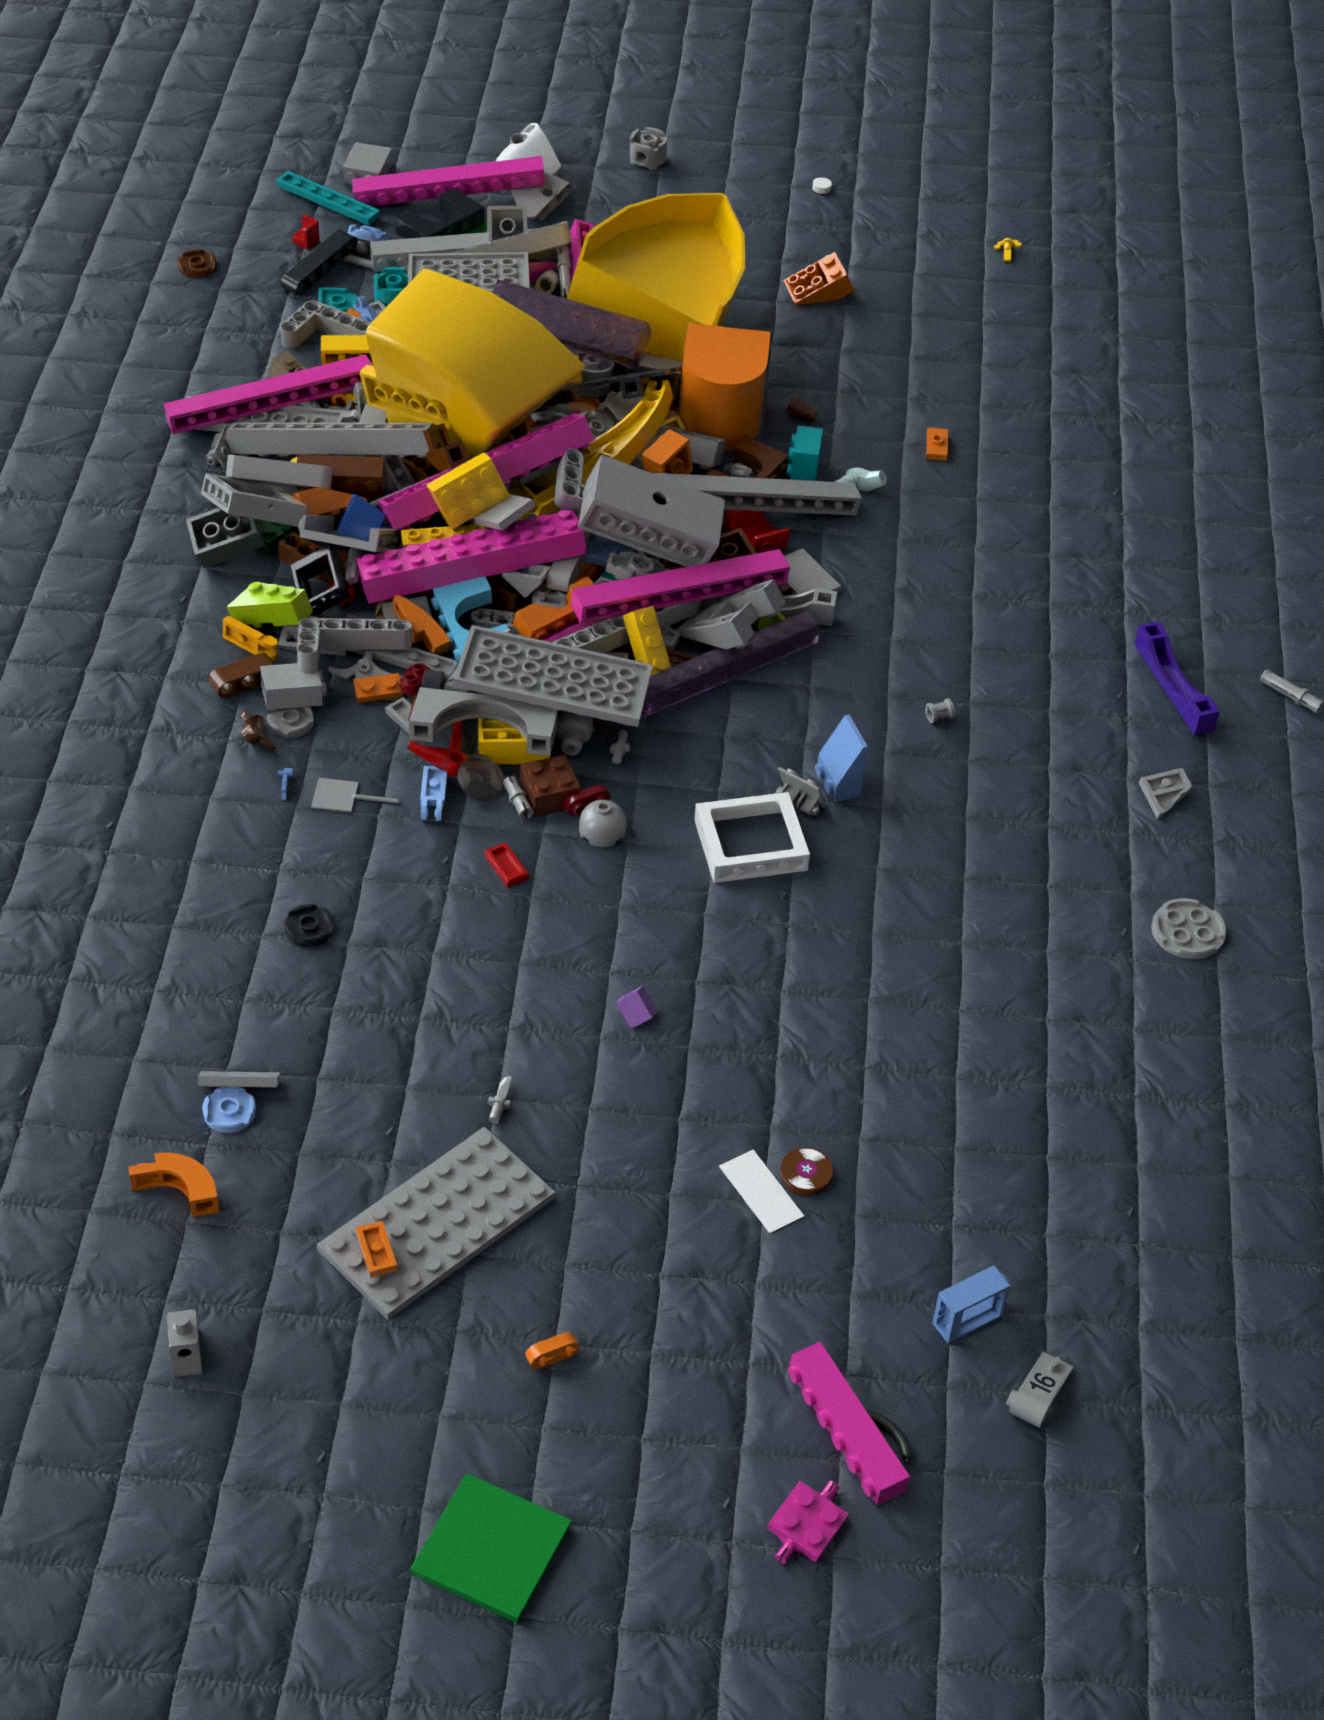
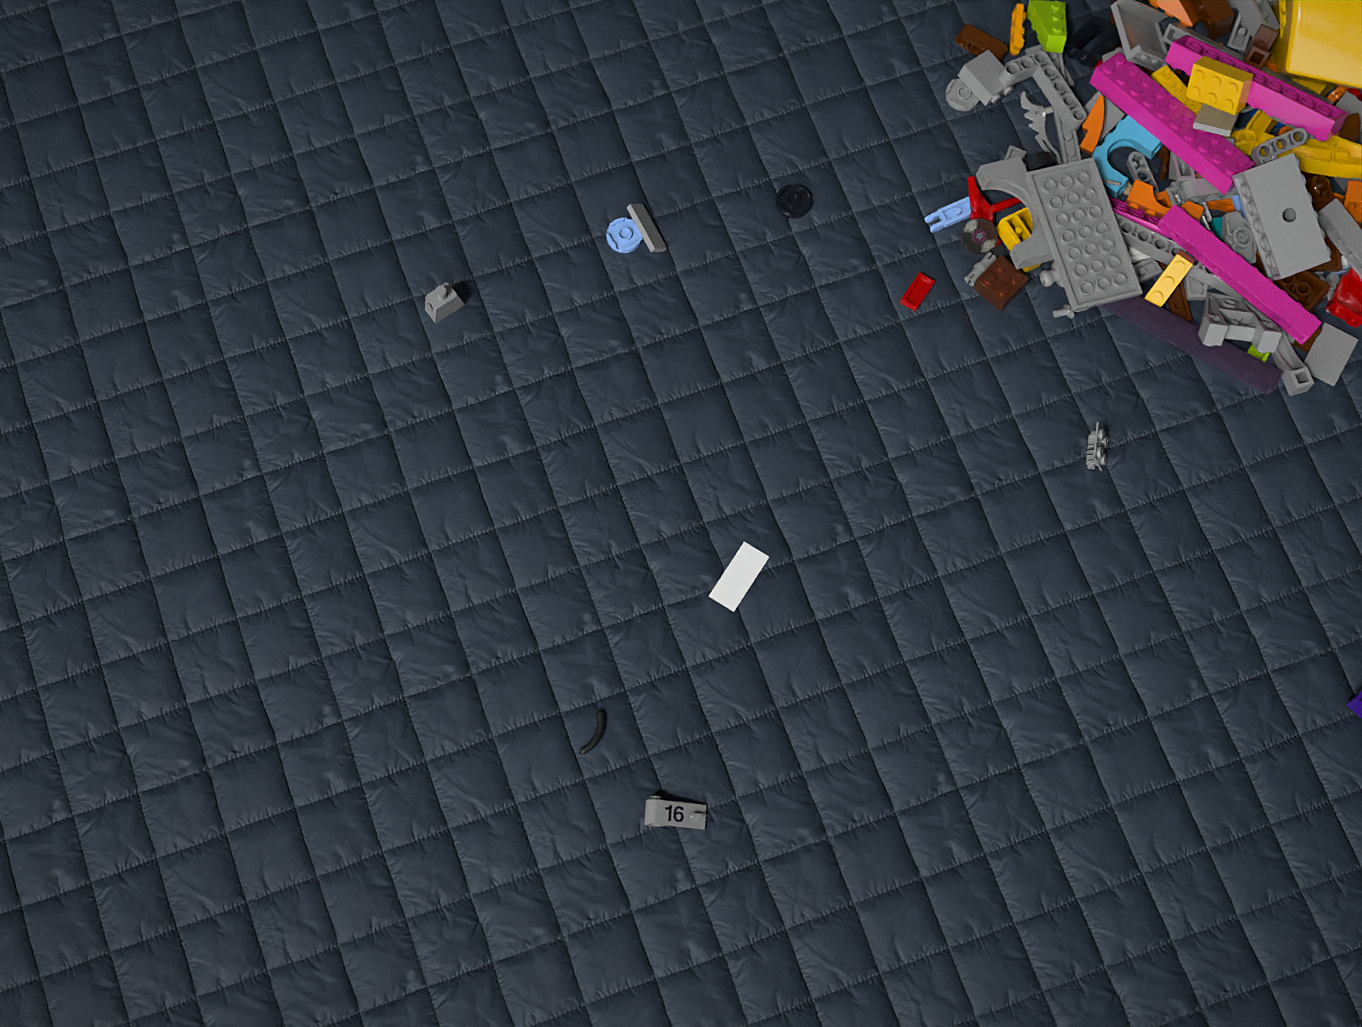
camera: 65 degrees right, 25 degrees up
(181, 1173) = (555, 250): orange arch -> none
(254, 729) = (934, 78): reddish brown animal -> none
(287, 773) = (913, 119): medium blue piece -> none
(340, 795) = (915, 158): light grey piece -> none
(360, 518) = (1163, 33): blue torso -> none
(376, 1249) = (559, 371): orange plate -> none
(377, 688) = (1025, 131): orange plate -> none
(412, 679) = (1051, 146): dark red plate -> none
(440, 1220) = (608, 395): light grey plate -> none
(491, 1547) = (400, 539): green tile -> none
(499, 1102) = (719, 385): light grey piece -> none
(552, 1350) = (547, 507): orange beam -> none
(579, 800) = (1002, 312): dark red plate -> none
(602, 823) = (990, 333): light grey cylinder -> none
(636, 1007) = (840, 431): medium lavender panel -> none
(753, 865) = (1032, 472): white piece -> none
(806, 1171) = (768, 597): reddish brown tile -> none
(807, 1521) = (506, 710): dark pink plate -> none
(843, 761) = (1137, 463): medium blue slope -> none
(848, 1423) = (585, 704): dark pink brick -> none
(946, 707) = (1246, 509): light grey bush -> none
(971, 1304) = (709, 744): medium blue window -> none
(1165, 790) = (1269, 703): light grey wing -> none
(1188, 929) = (1138, 770): light grey tile -> none

